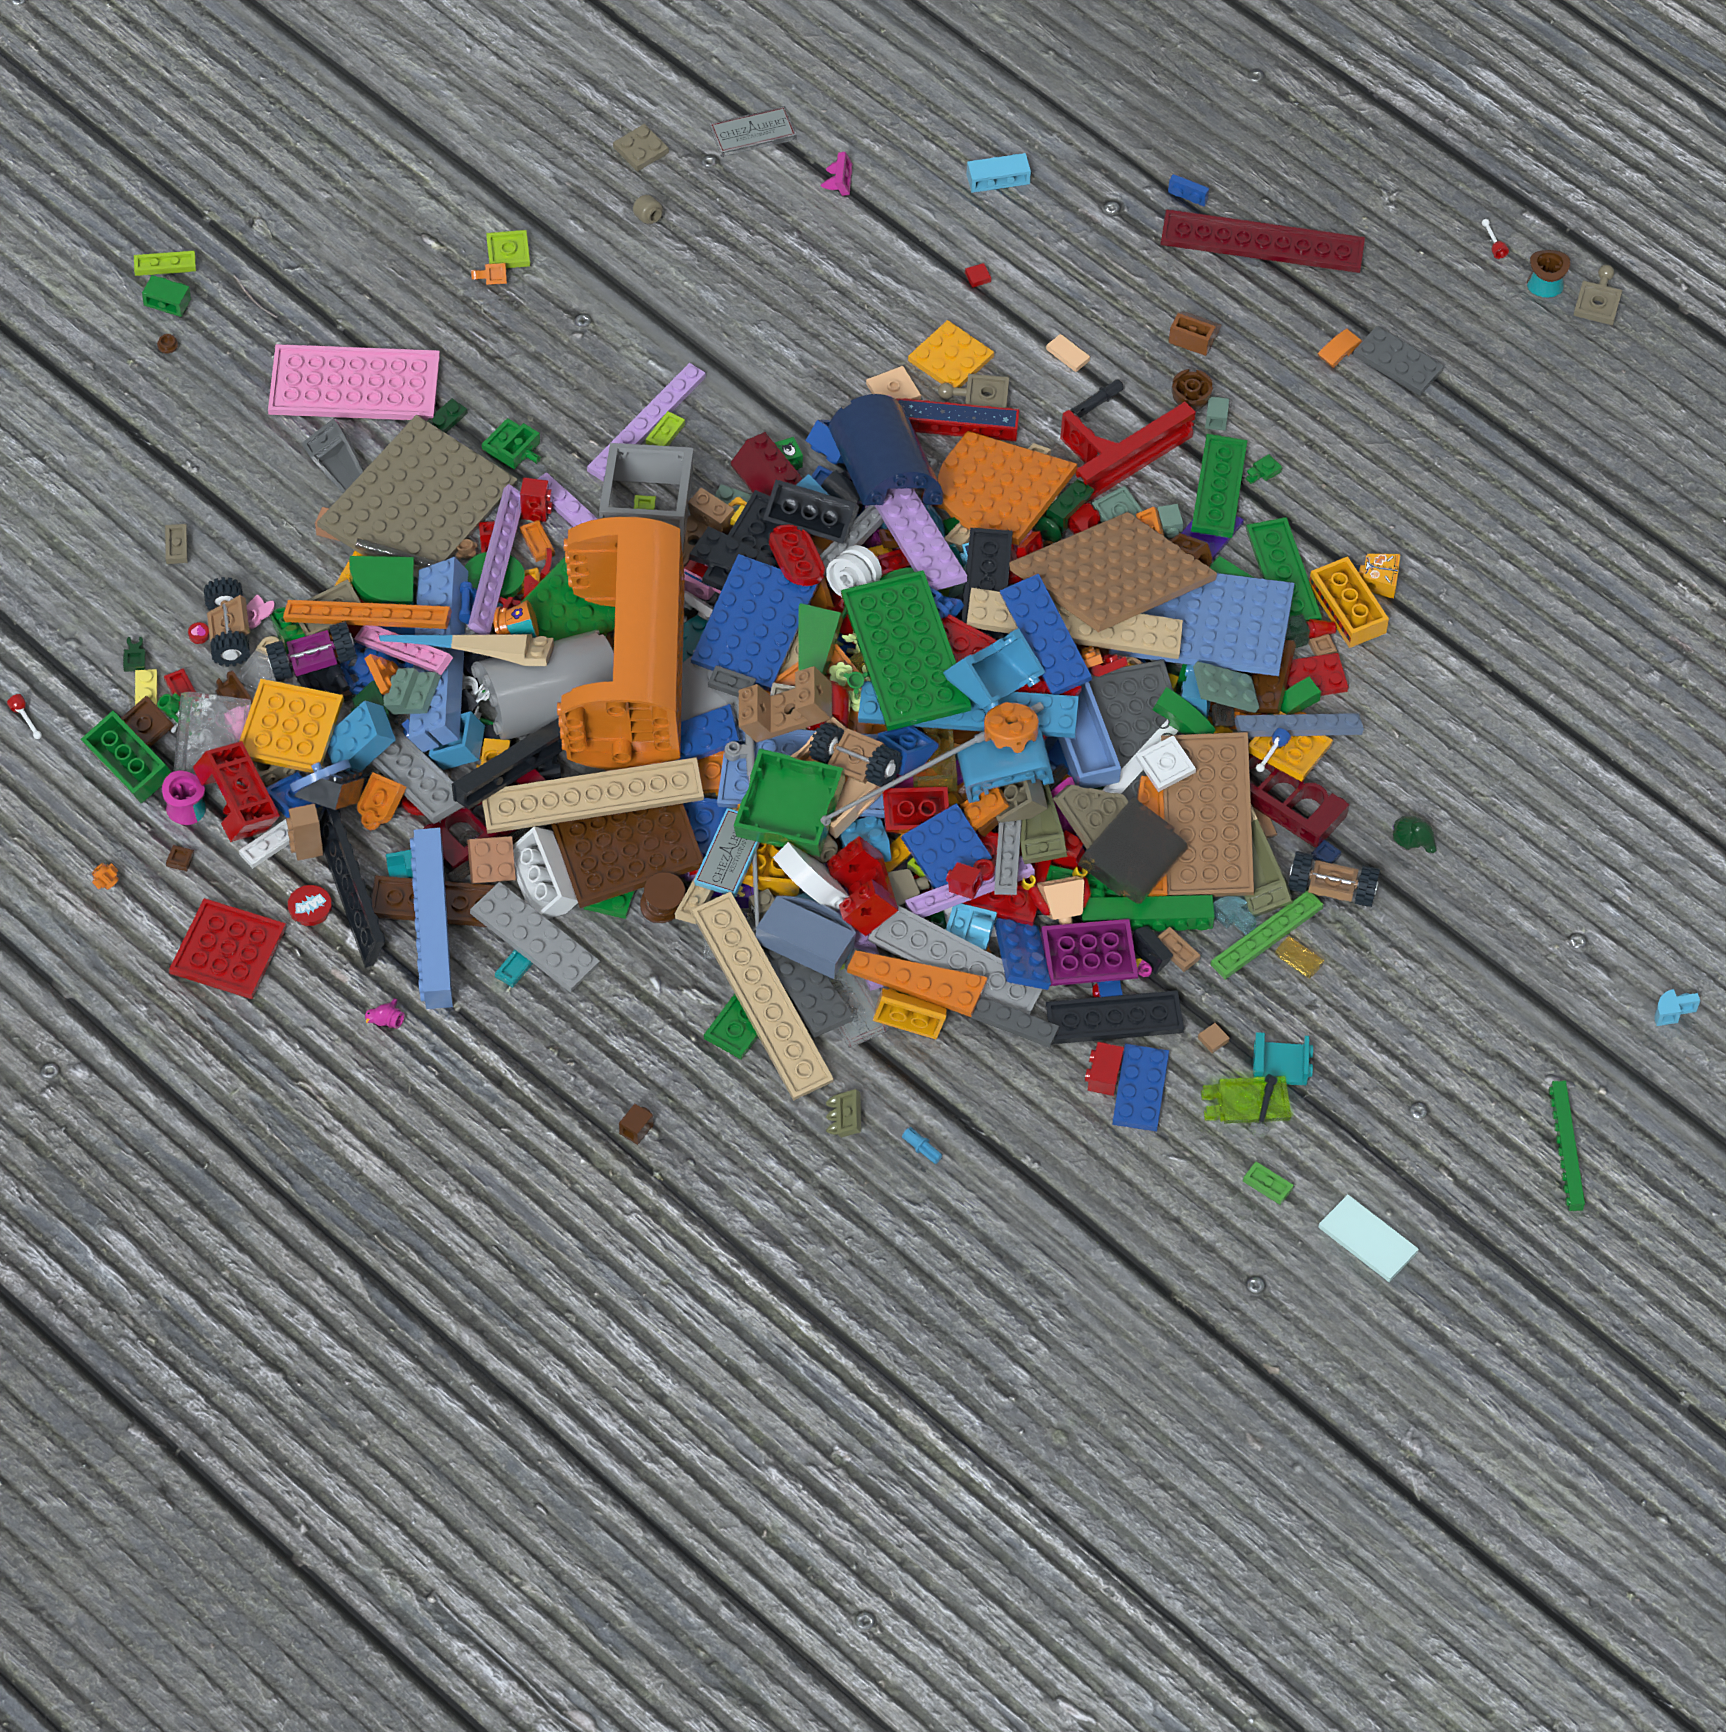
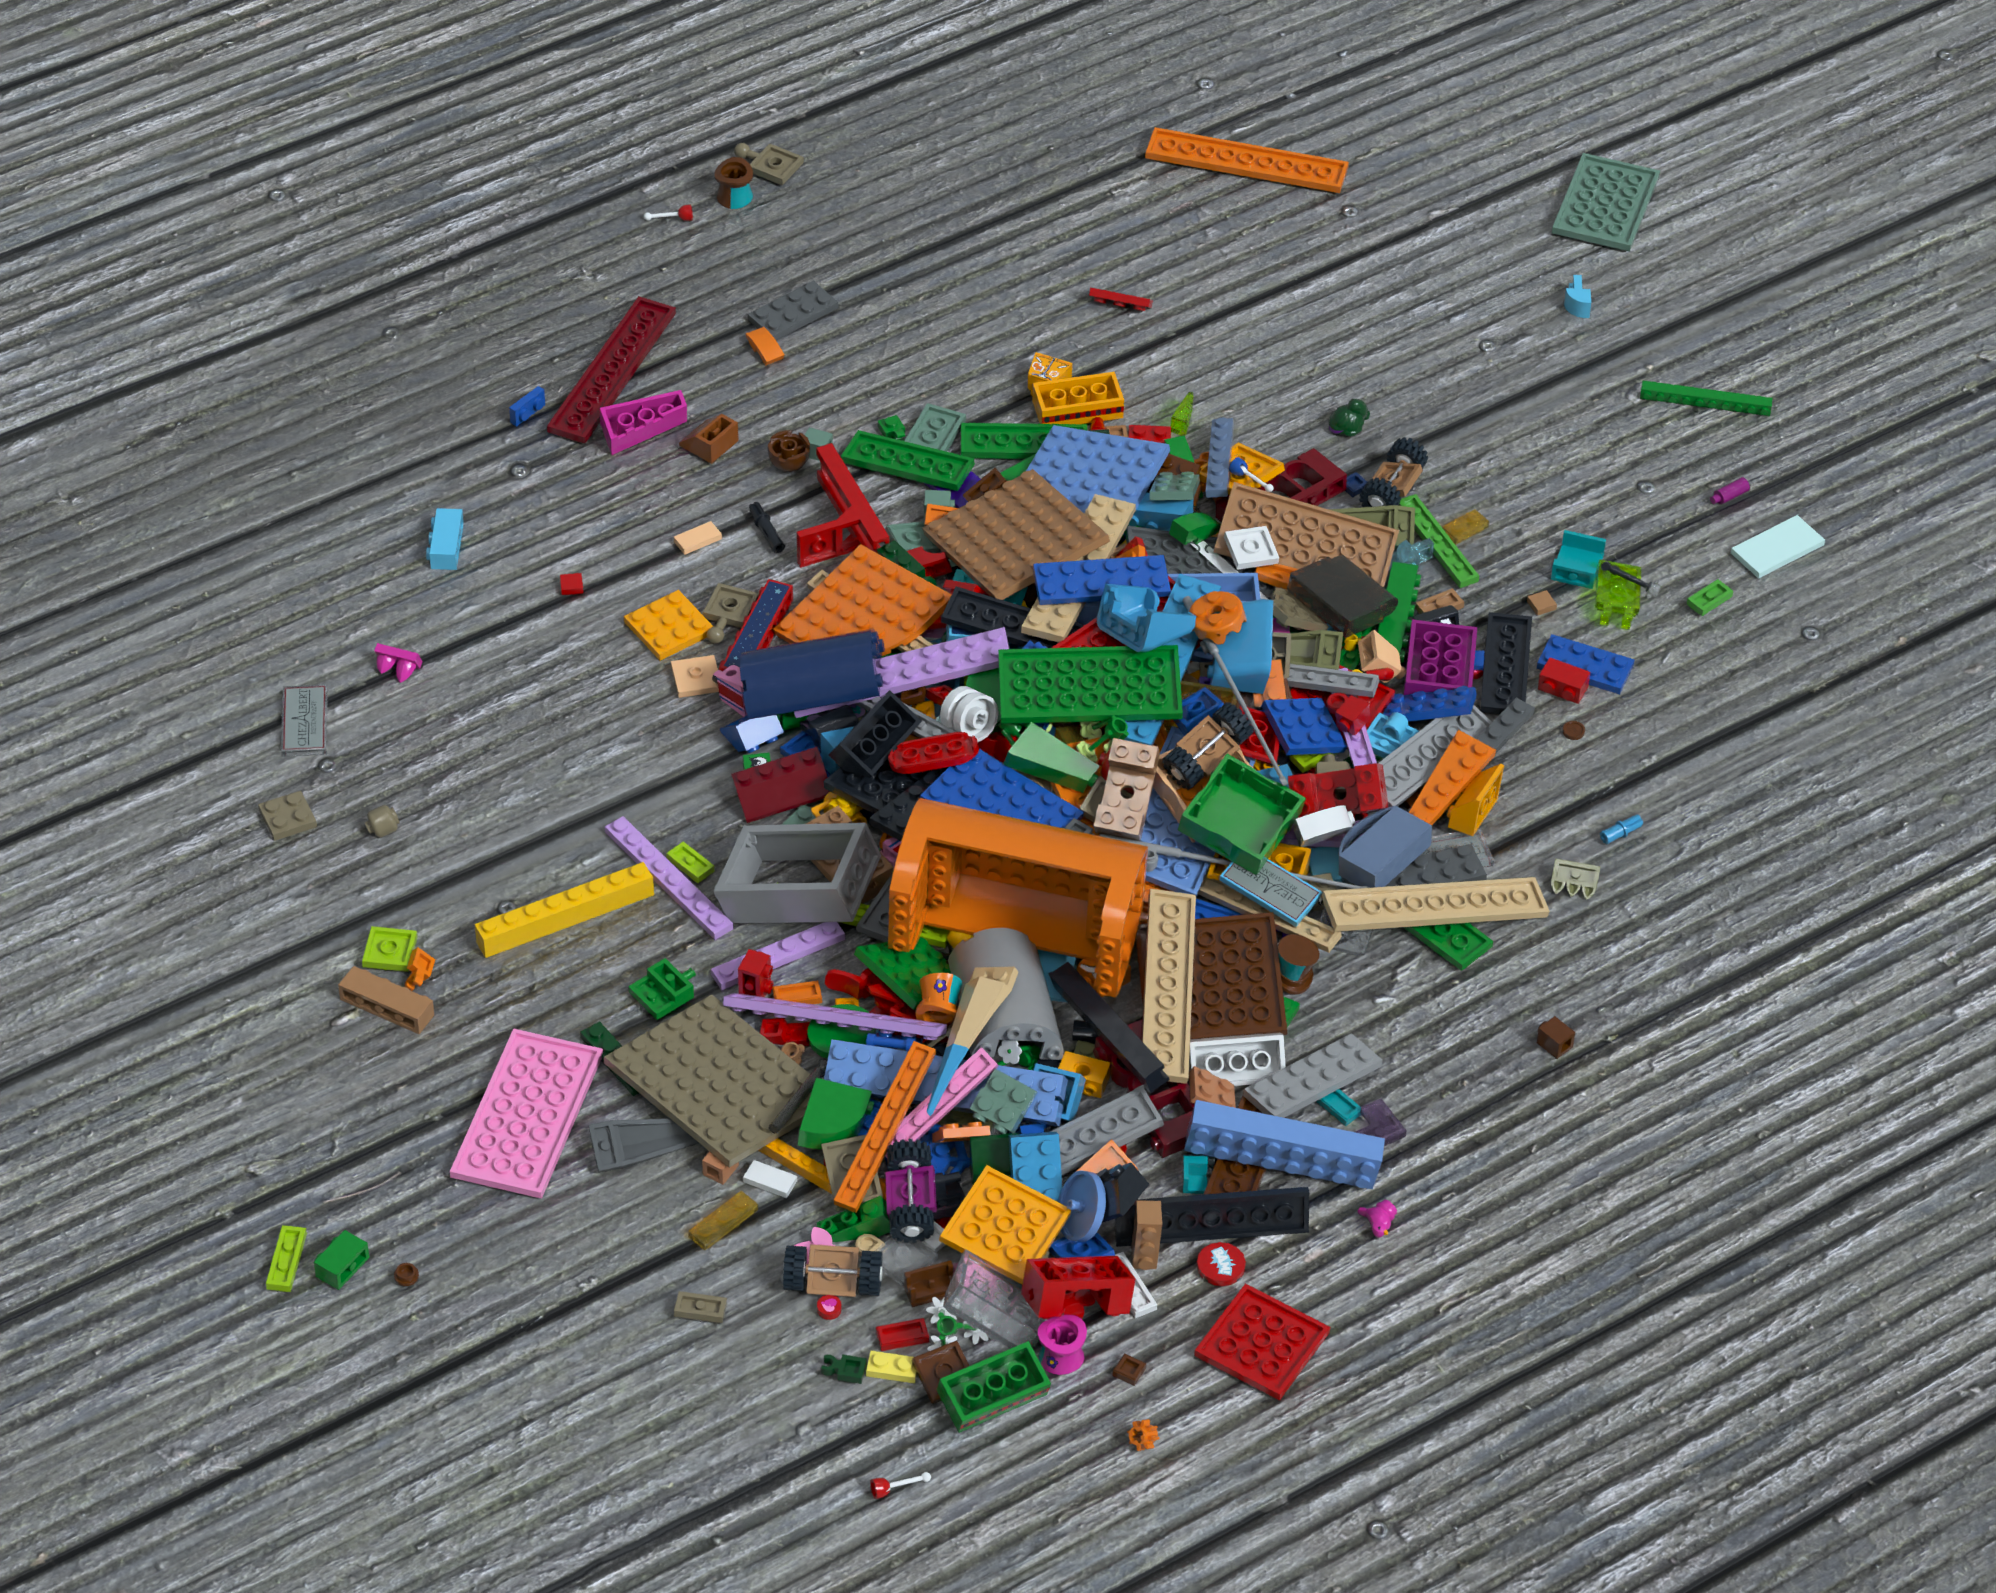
camera: 75 degrees left, 10 degrees down
(274, 541) = (723, 1220): none -> clear yellow plate
(326, 564) = (770, 1179): none -> white tile
(450, 260) = (386, 999): none -> medium nougat brick
(492, 1004) = (1381, 1122): none -> clear purple plate
(582, 355) = (564, 909): none -> yellow brick
(1048, 1090) = (1573, 730): none -> reddish brown piece
(1195, 273) = (641, 419): none -> dark pink wedge
(1270, 500) = (936, 427): none -> sand green plate
(1367, 693) = (1182, 415): none -> clear neon green slope
(1432, 1183) = (1730, 491): none -> magenta cylinder
(1515, 613) = (1120, 299): none -> red plate

